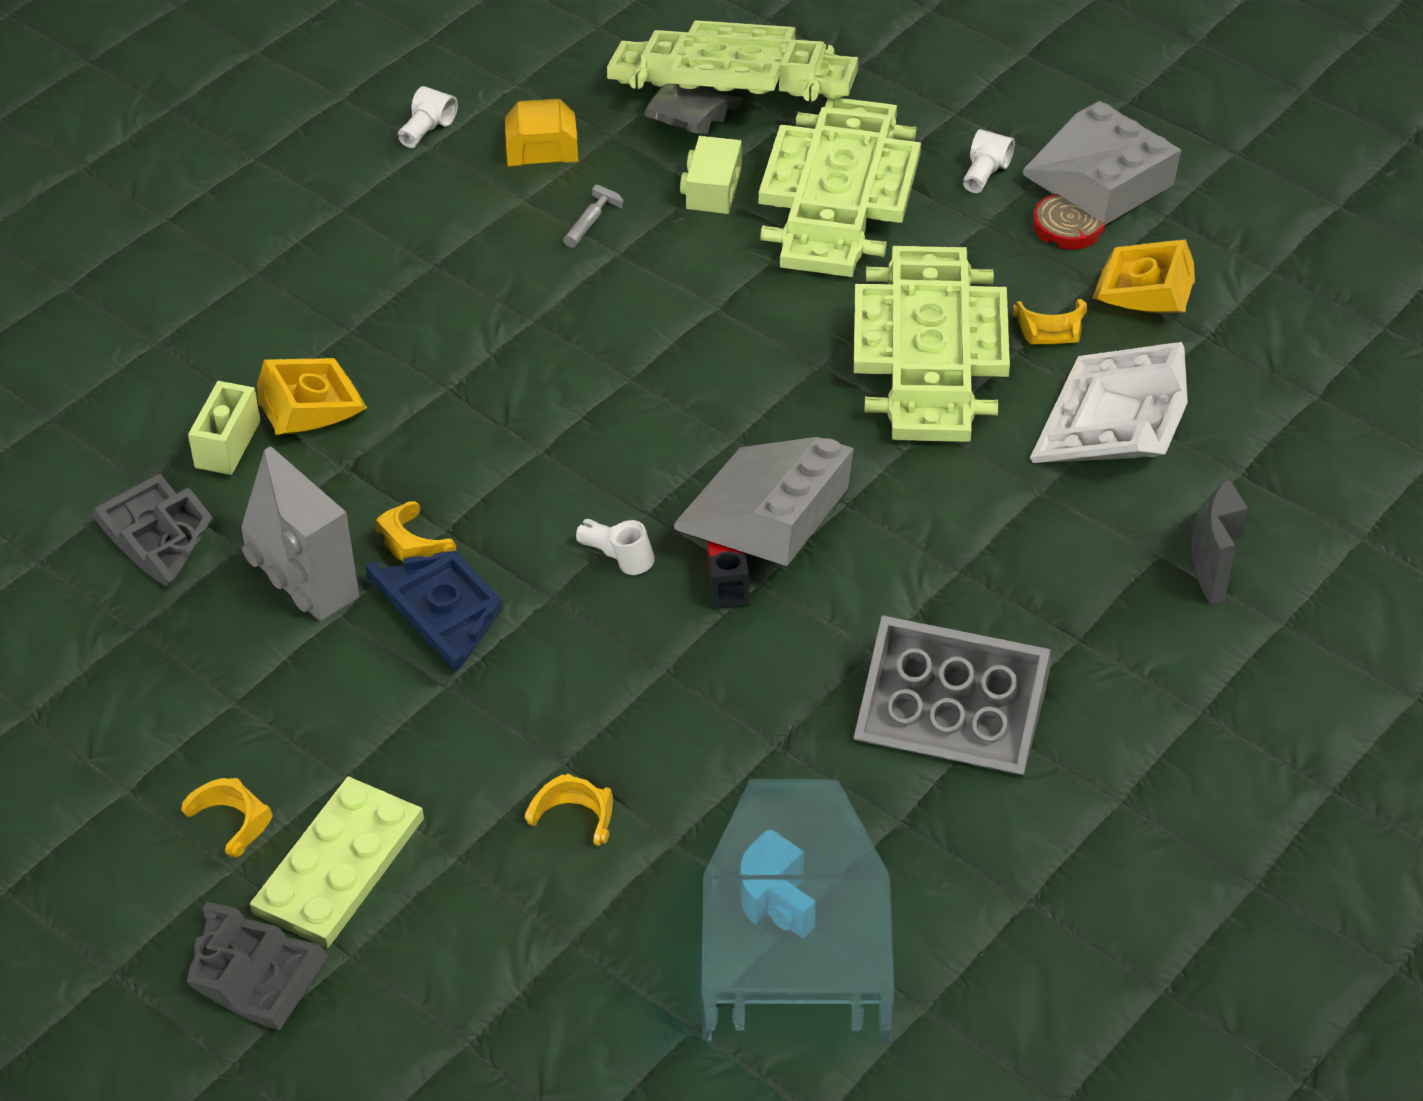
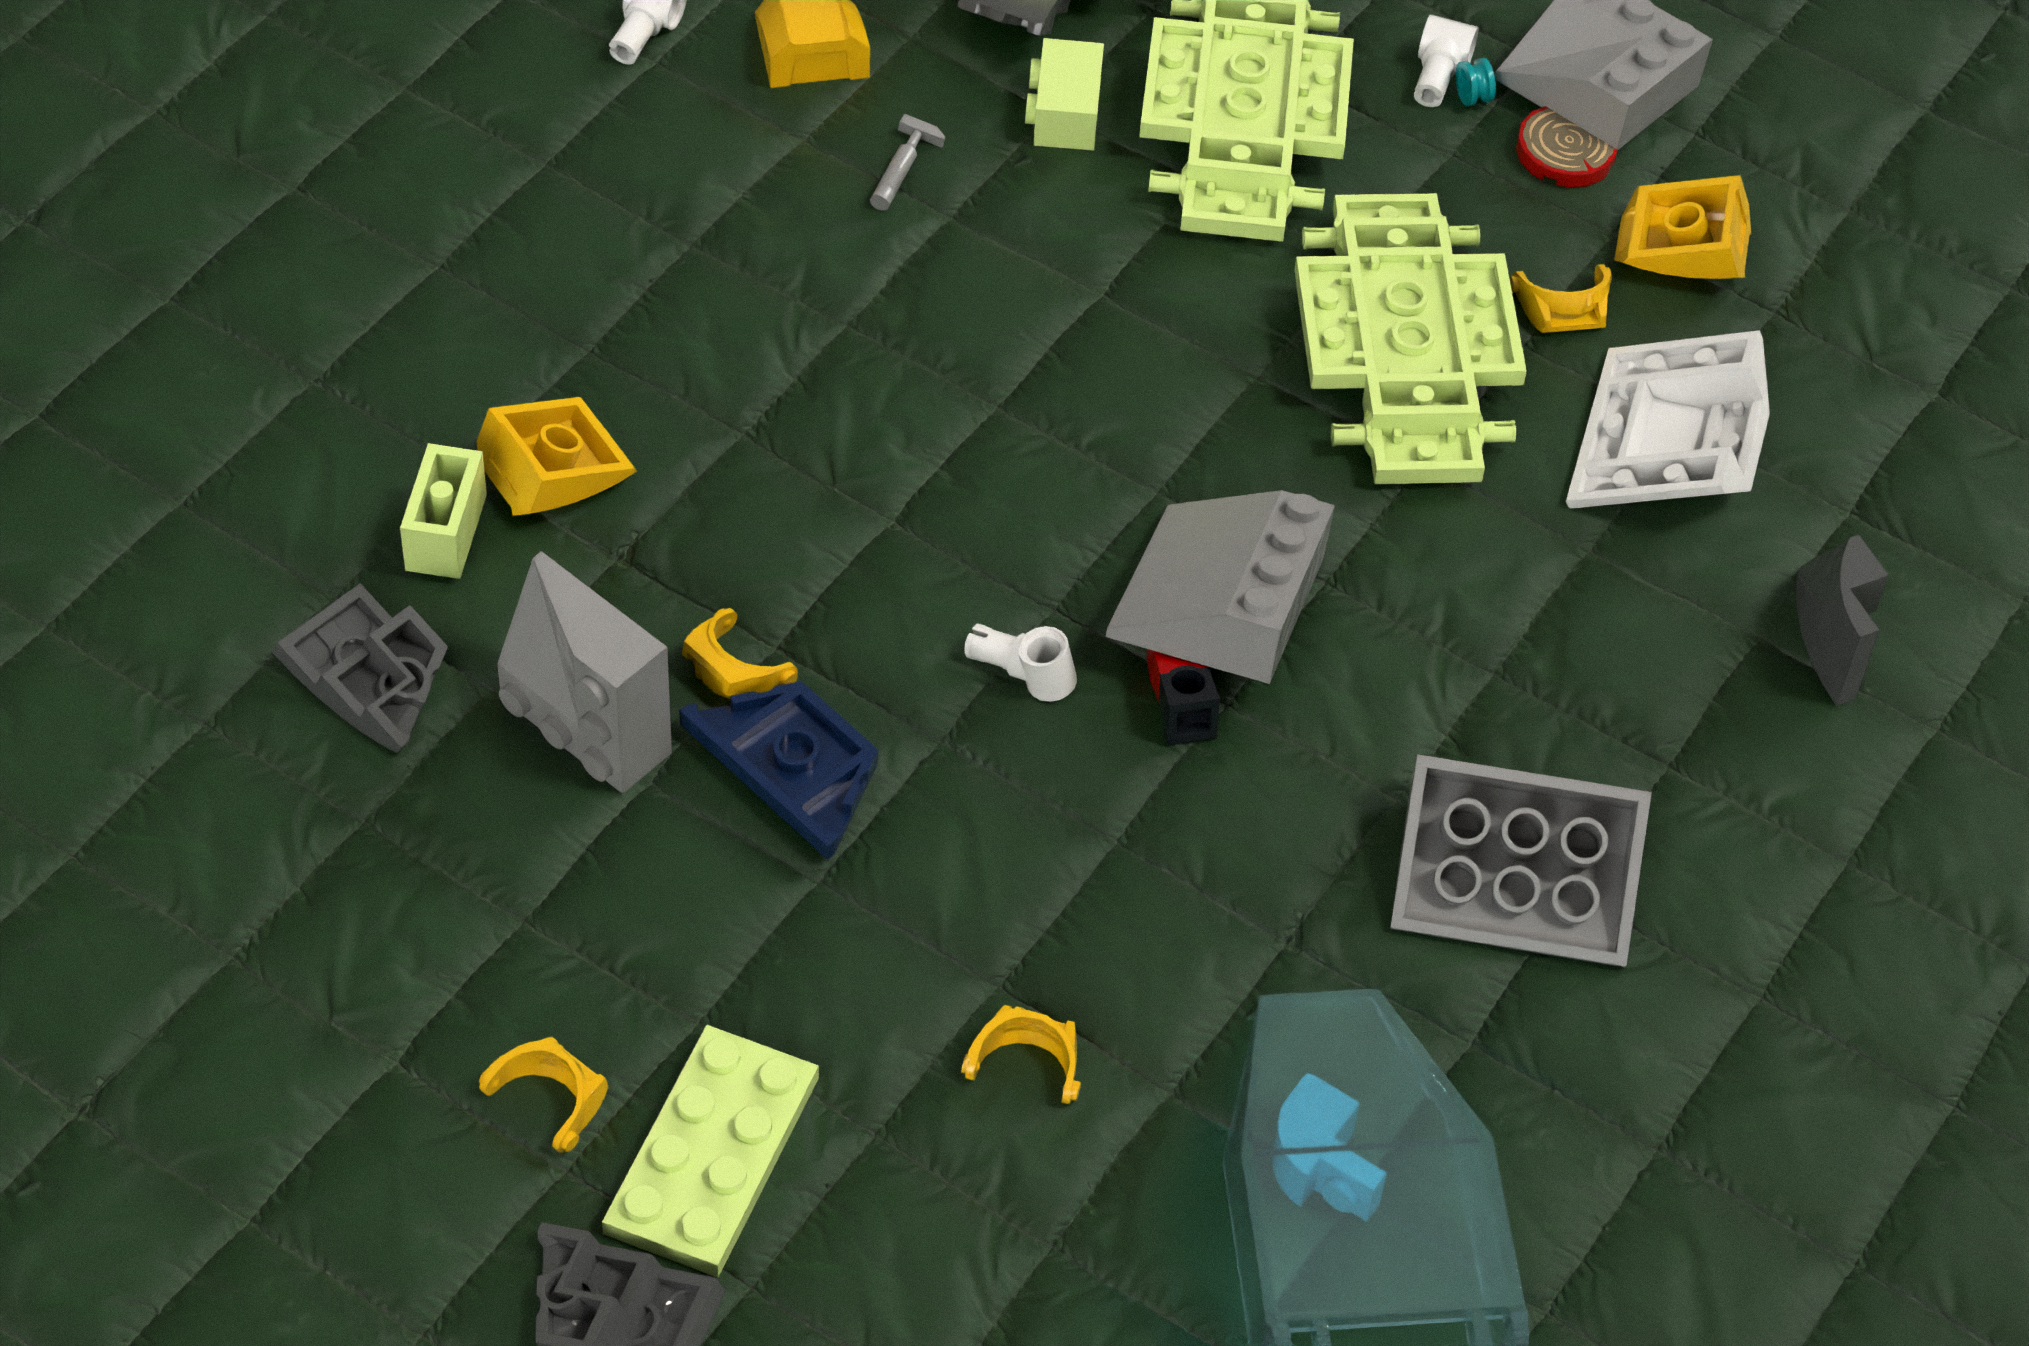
camera: 10 degrees left, 5 degrees up
(1007, 175) = (1475, 81): none -> teal bush

